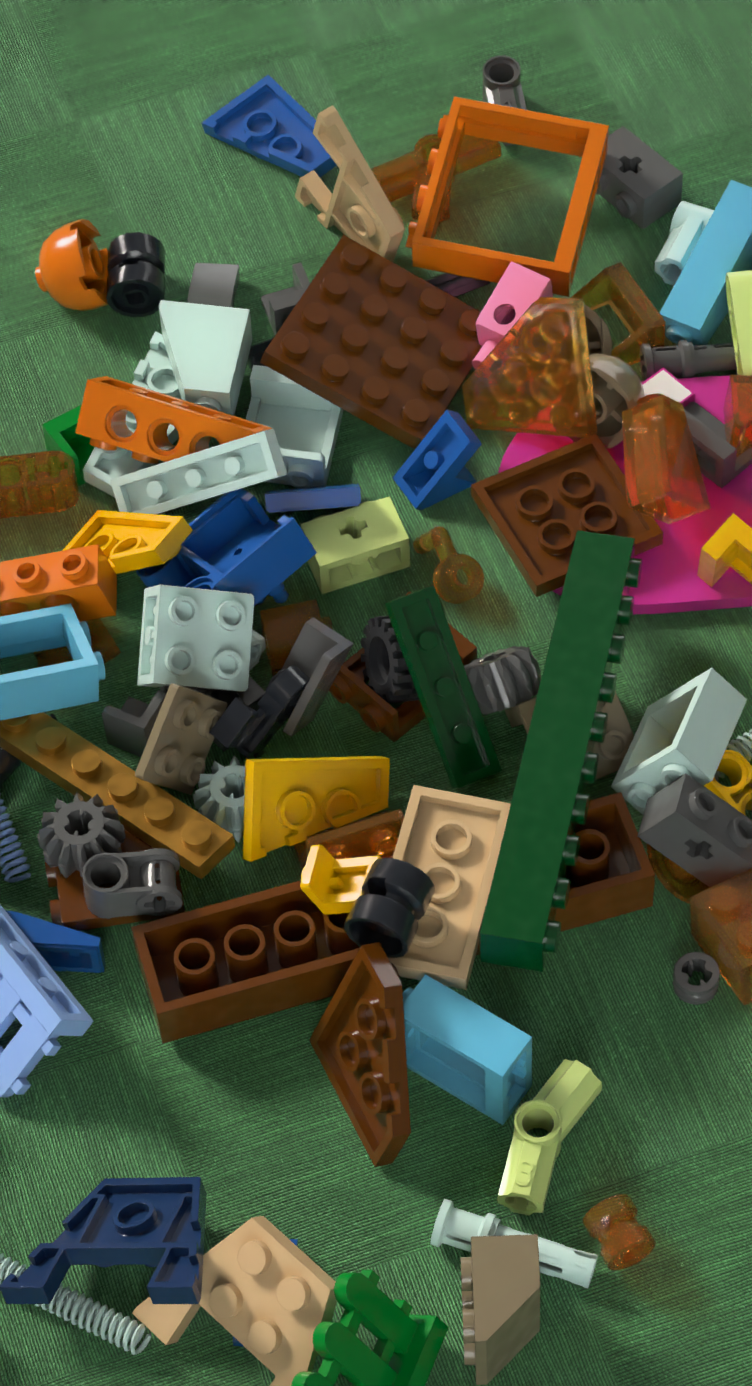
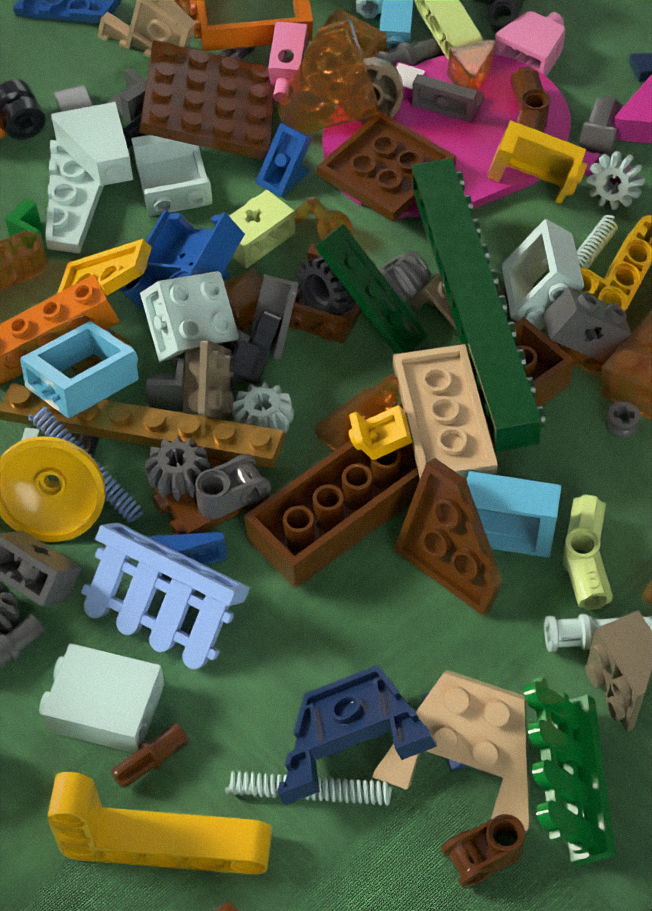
camera: 25 degrees left, 0 degrees up
(110, 399) = (49, 186): orange brick -> none
(200, 475) = (137, 211): light aqua plate -> none
(307, 795) = (313, 392): yellow wing -> none
(313, 498) = (219, 205): blue tile -> none
(390, 905) = (428, 432): black wheel -> none
(661, 461) = (436, 109): clear orange slope -> none

